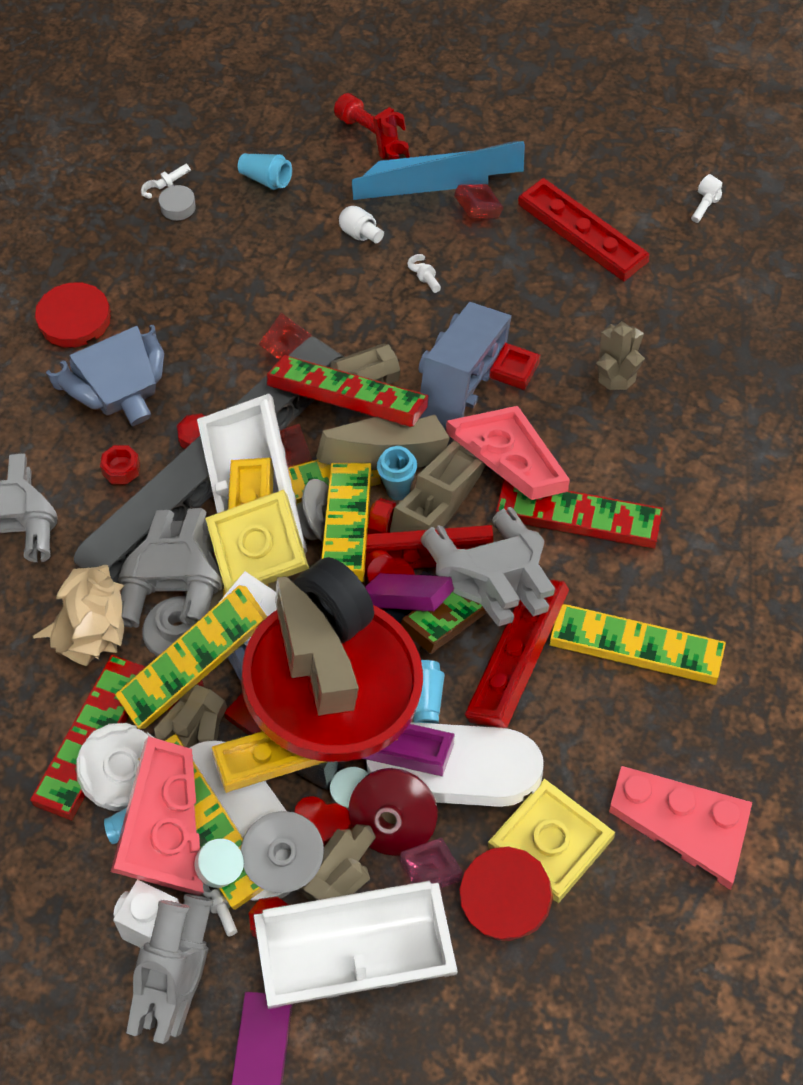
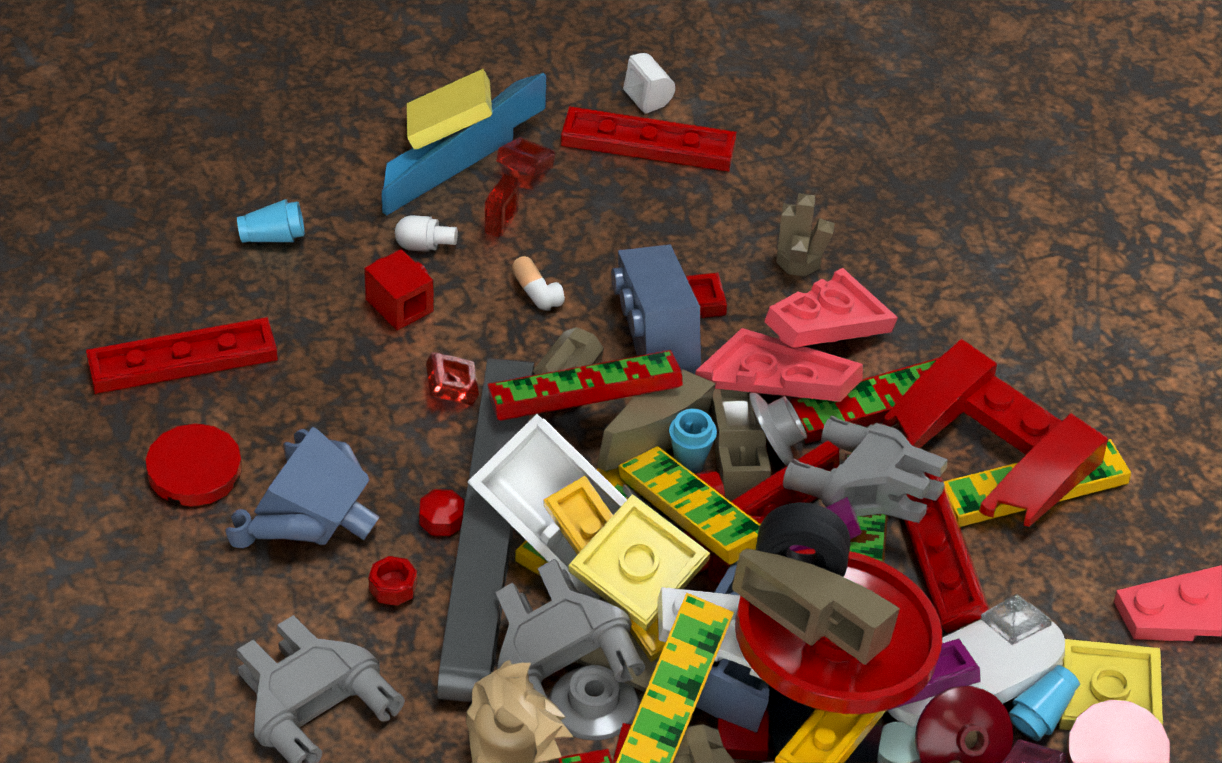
camera: 40 degrees left, 10 degrees down
(133, 234) = (181, 355): none -> red tile
(166, 180) = (167, 285): white hand -> none
(177, 202) = (202, 301): light grey tile -> none
(305, 256) = (399, 289): none -> red brick
(351, 110) = (377, 120): red bar -> none
(400, 300) = (533, 283): none -> white arm
(424, 271) = (533, 250): white hand -> none
(427, 228) = (501, 205): none -> clear red tile
(445, 140) = (449, 109): none -> light yellow tile
(465, 493) = (779, 424): none -> light grey piece
(479, 822) = (1043, 704): none -> medium azure cone
(516, 743) = (1016, 619): none -> clear slope
(592, 428) = (829, 313): none -> coral wing
(615, 185) = (647, 83): none -> white brick
(670, 625) = (1055, 450): none -> red wedge
(711, 190) = (740, 47): white hand -> none

